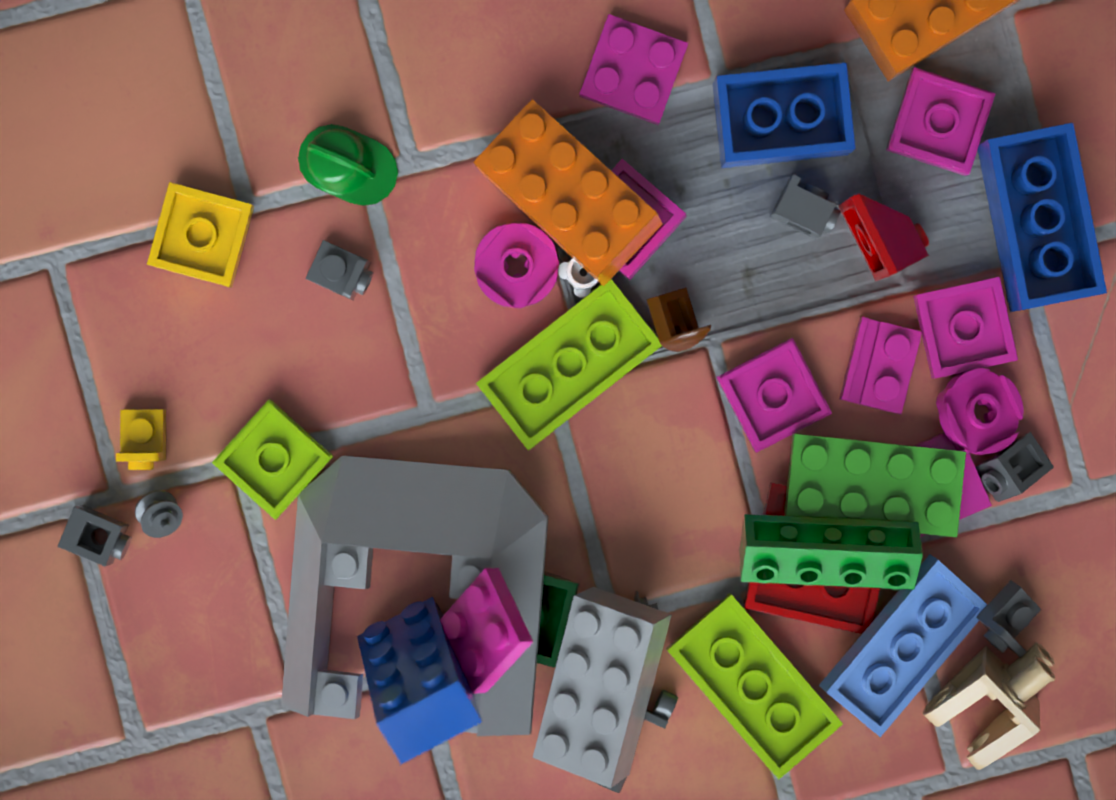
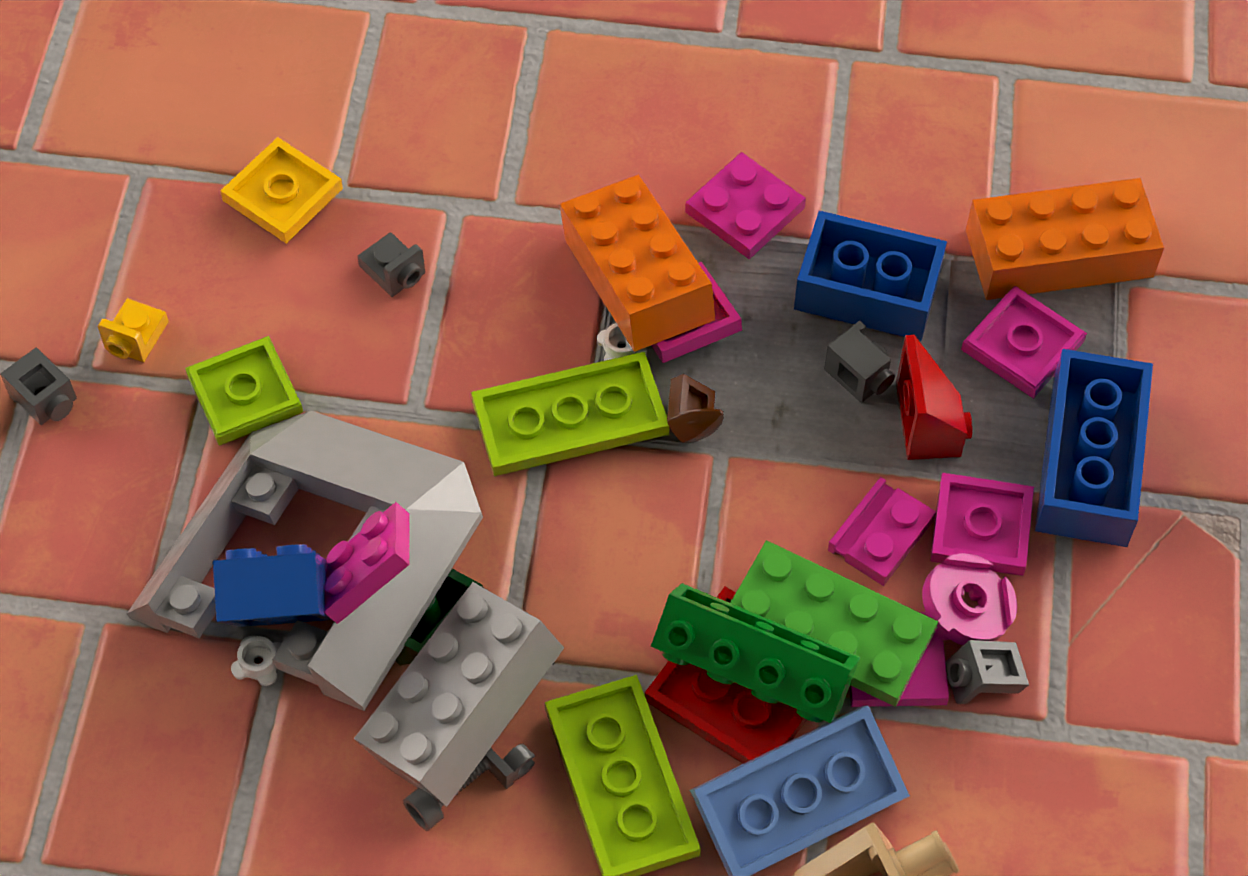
camera: 25 degrees right, 30 degrees down
(158, 514) = (110, 393): dark grey wheel -> none
(347, 165) = (445, 187): green piece -> none
(516, 241) = (556, 337): dark pink plate -> none
(774, 395) = (759, 508): dark pink plate -> none
(1007, 617) = (926, 809): dark grey bracket -> none

